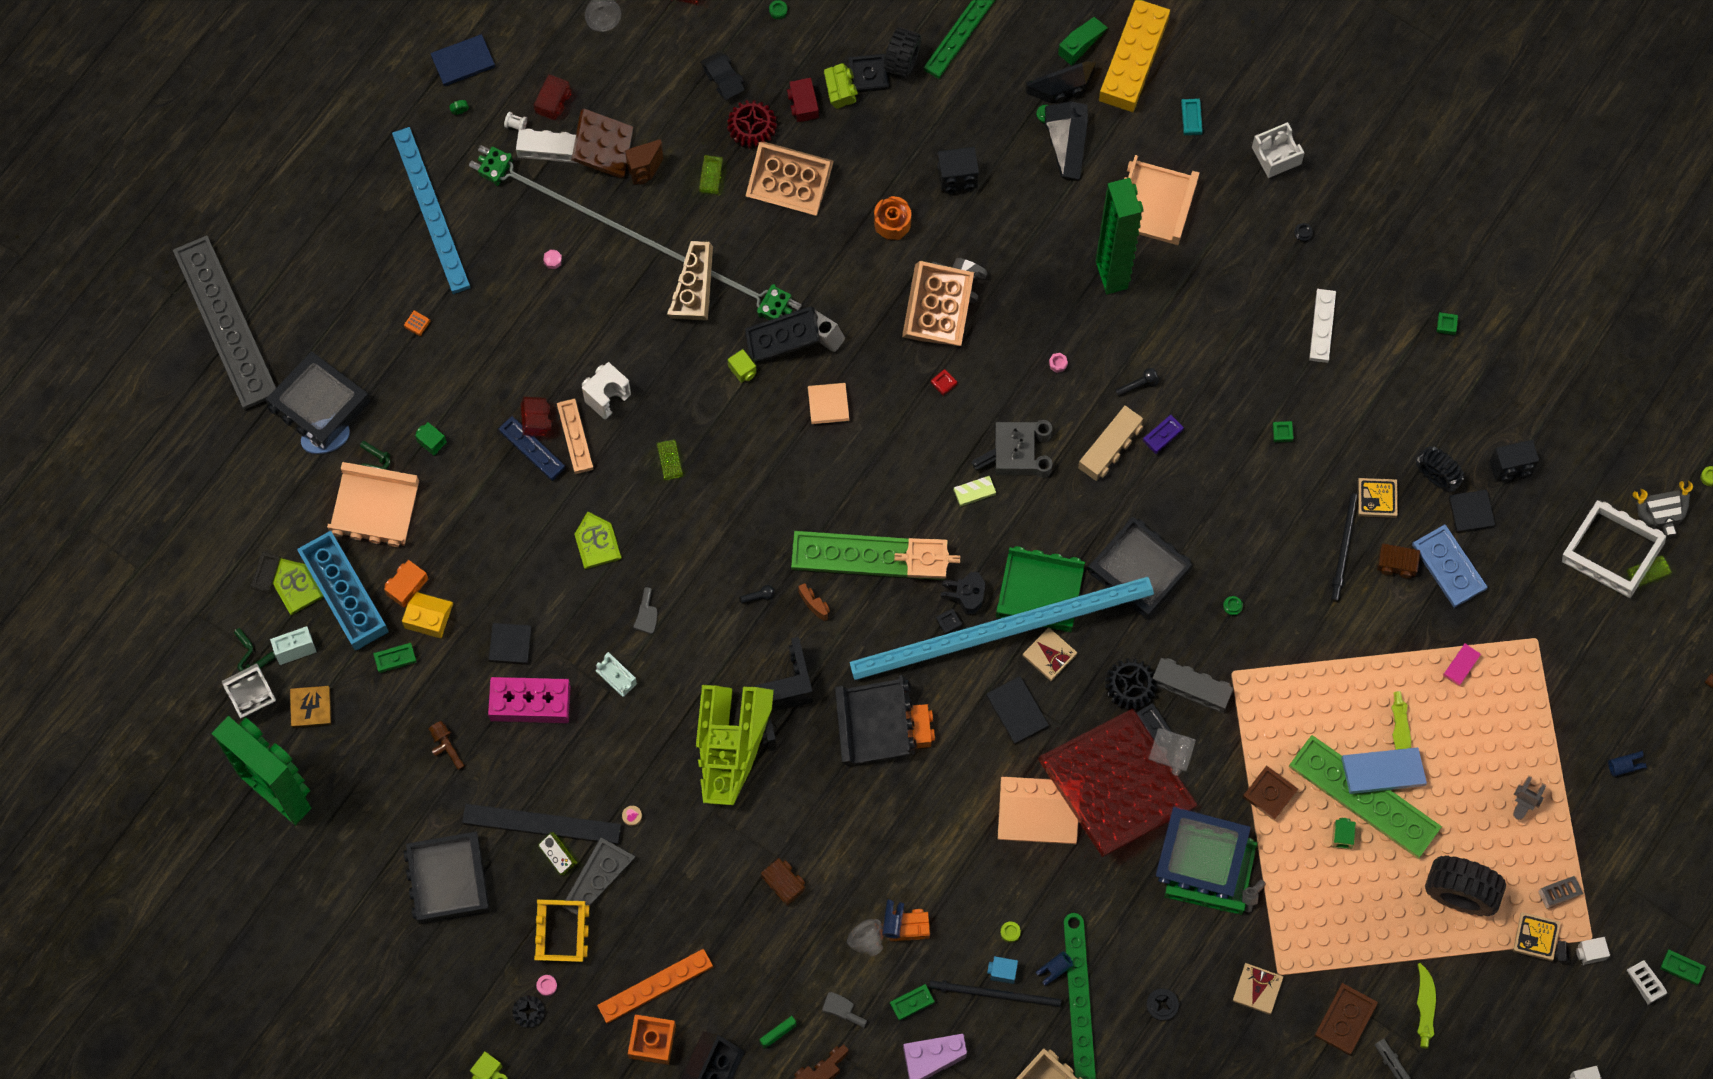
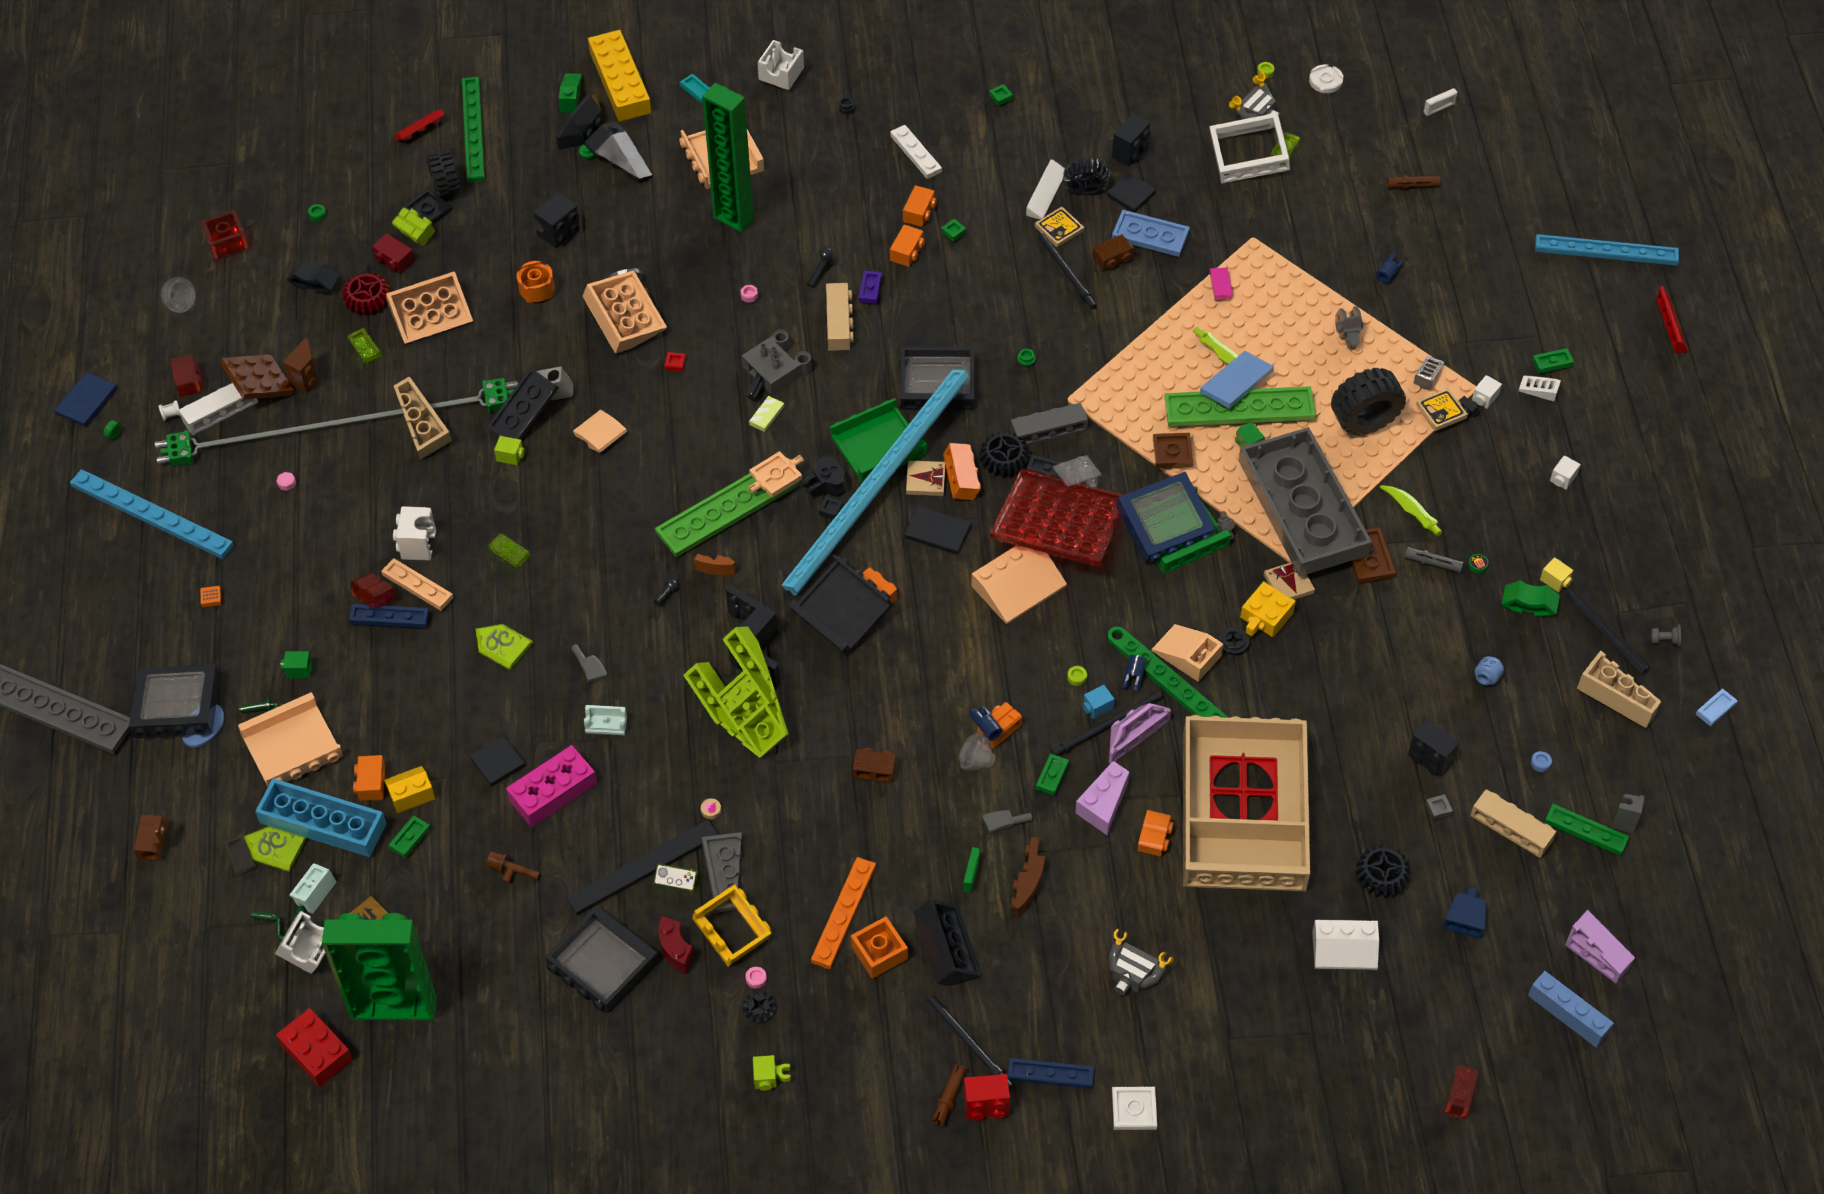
camera: 40 degrees left, 15 degrees down
(192, 780) = (314, 1047): none -> red brick
(213, 506) = (150, 837): none -> reddish brown piece
(506, 909) = (674, 948): none -> dark red brick
(1009, 1017) = (1136, 728): none -> lavender wedge
(1081, 673) = (961, 471): none -> brick
(1115, 983) = (1189, 650): none -> light nougat slope
(1211, 1001) = (1267, 610): none -> yellow hinge
(1228, 417) = (907, 245): none -> orange brick
(1274, 385) = (919, 206): none -> orange brick
(1328, 931) = (1304, 501): none -> dark grey plate
(1398, 452) = (1045, 191): none -> white slope

